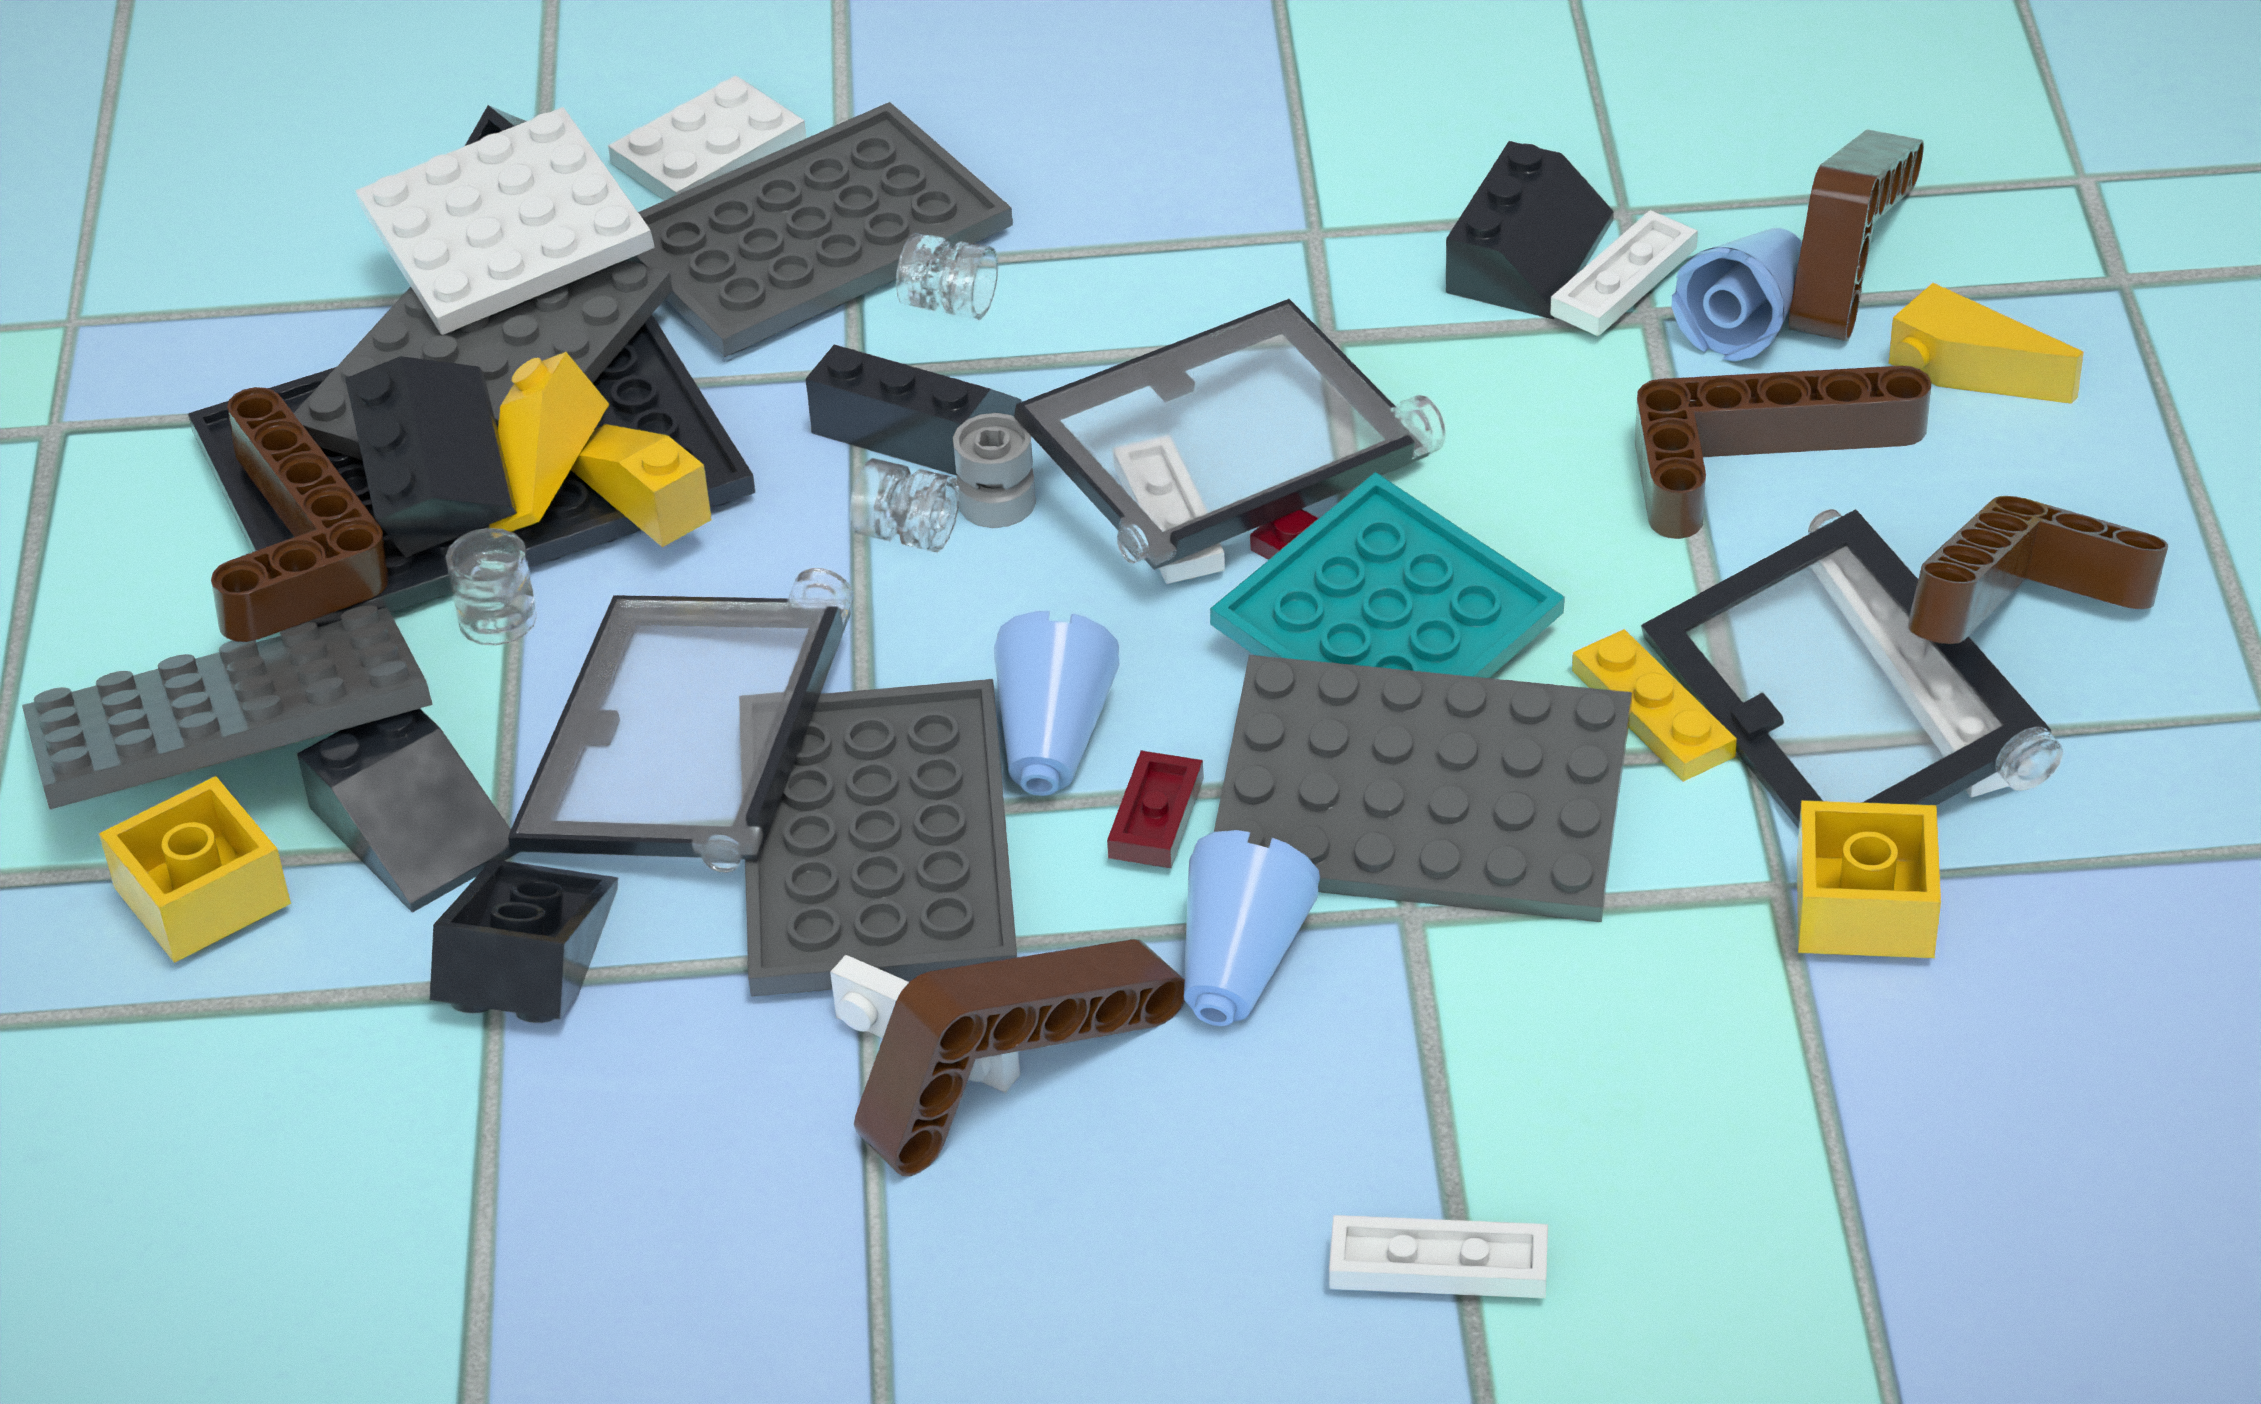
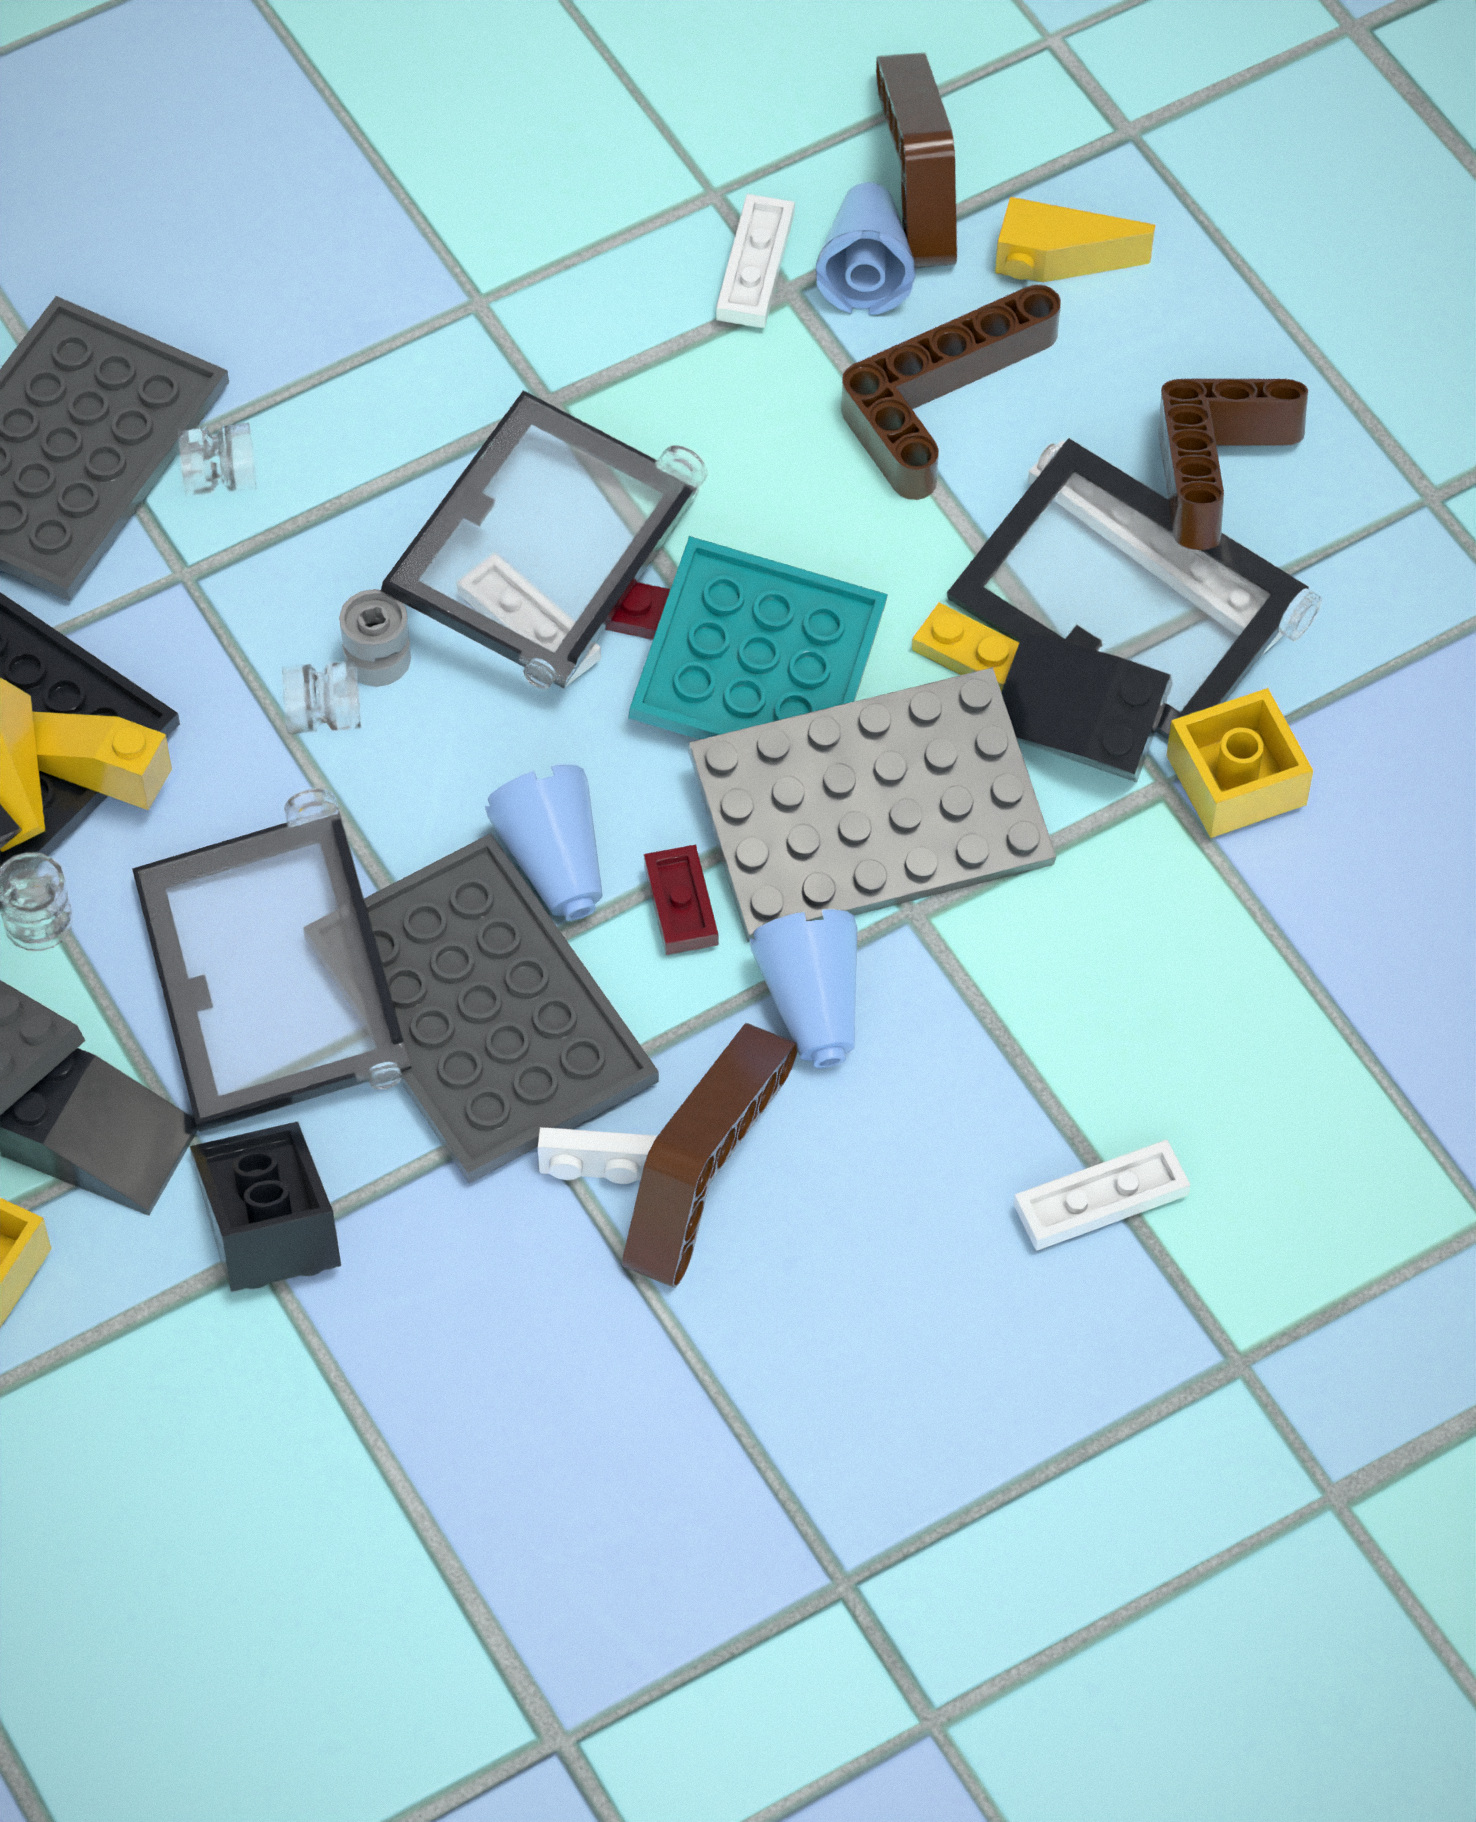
camera: 30 degrees left, 15 degrees up
(895, 406) = (261, 600): black slope -> none
(1525, 231) = (661, 249): black slope -> none
(1724, 768) = (1085, 704): none -> black slope

